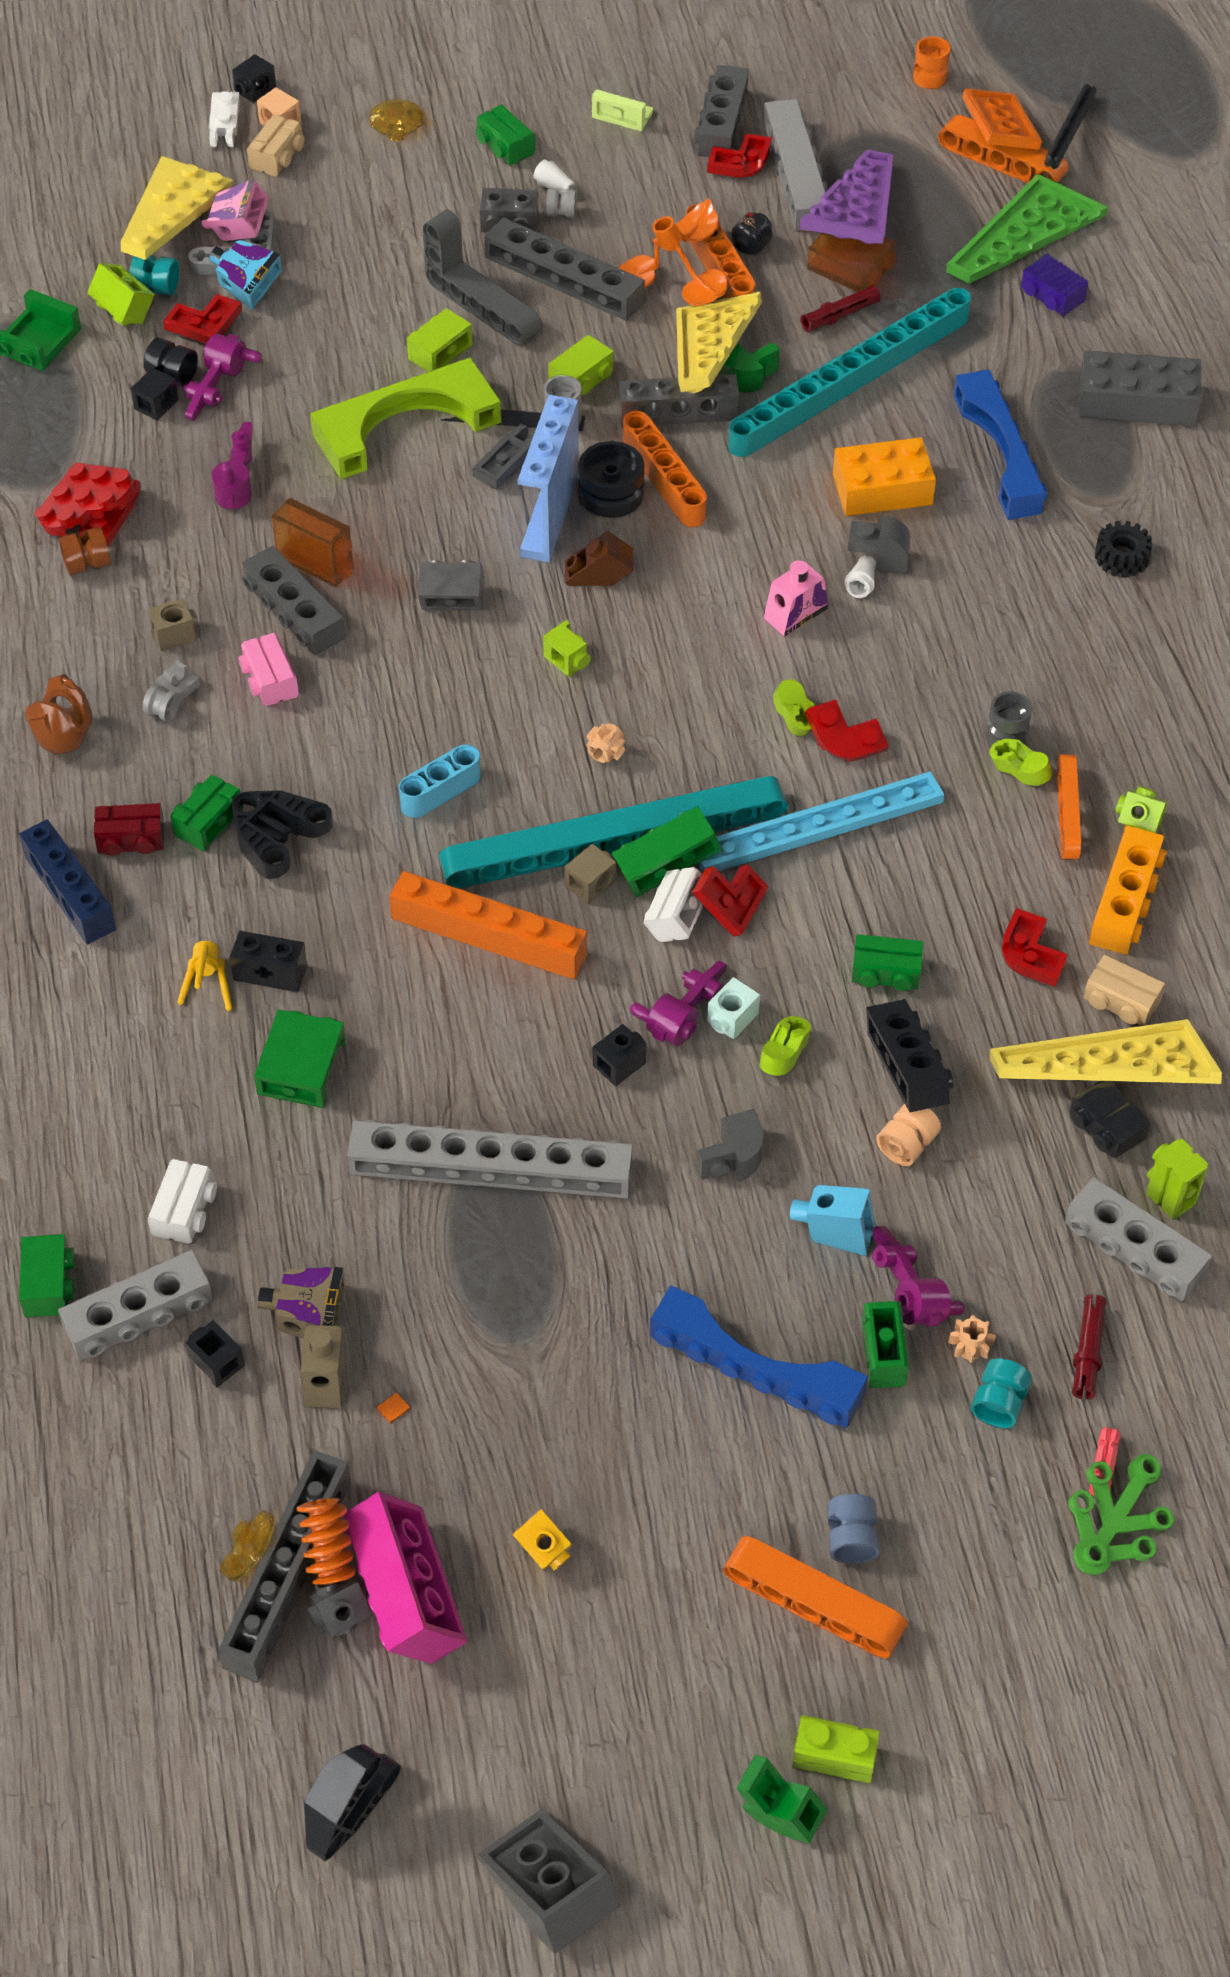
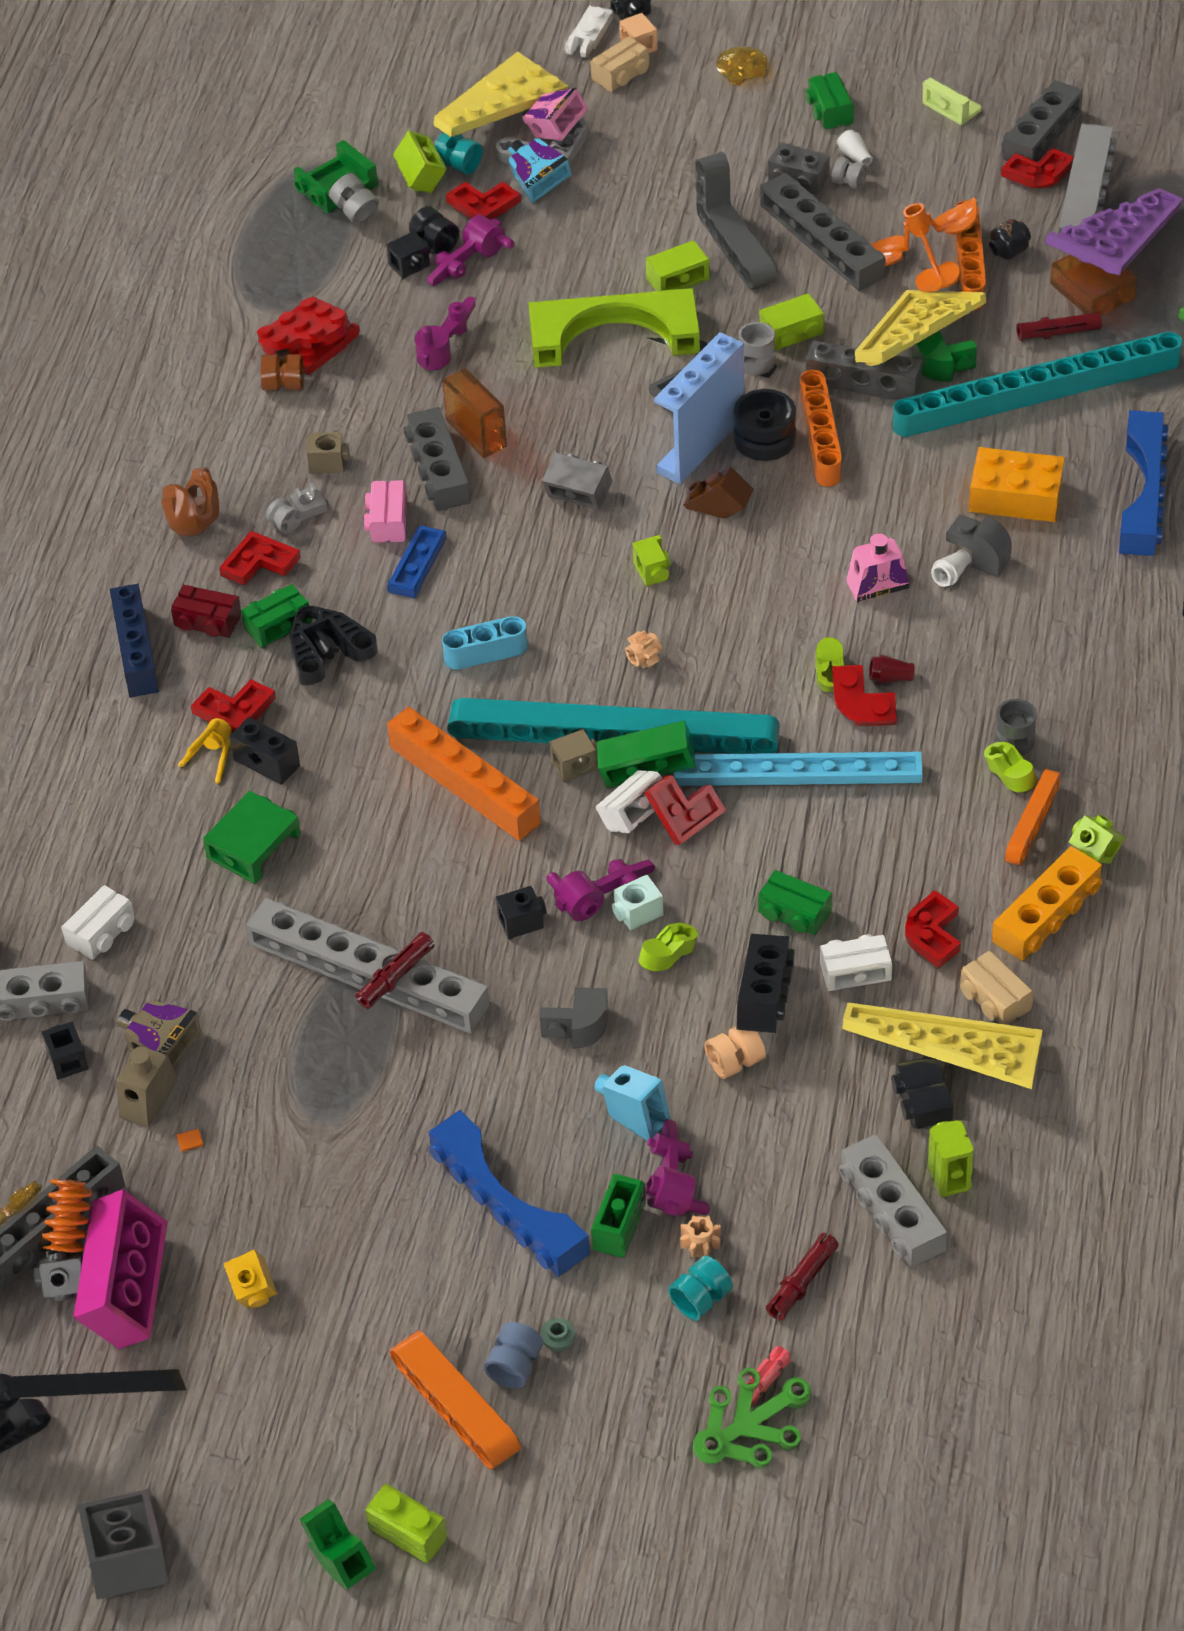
camera: 25 degrees right, 5 degrees down
(78, 354) = (351, 196): none -> light grey wheel
(156, 748) = (258, 552): none -> red plate
(217, 925) = (248, 702): none -> red plate
(323, 714) = (417, 561): none -> blue tile
(443, 1716) = (94, 1383): none -> black sticker
(528, 1170) = (385, 979): none -> dark red pin
(856, 696) = (888, 669): none -> dark red cone
(882, 1499) = (558, 1342): none -> sand green plate
(976, 1005) = (855, 962): none -> white brick

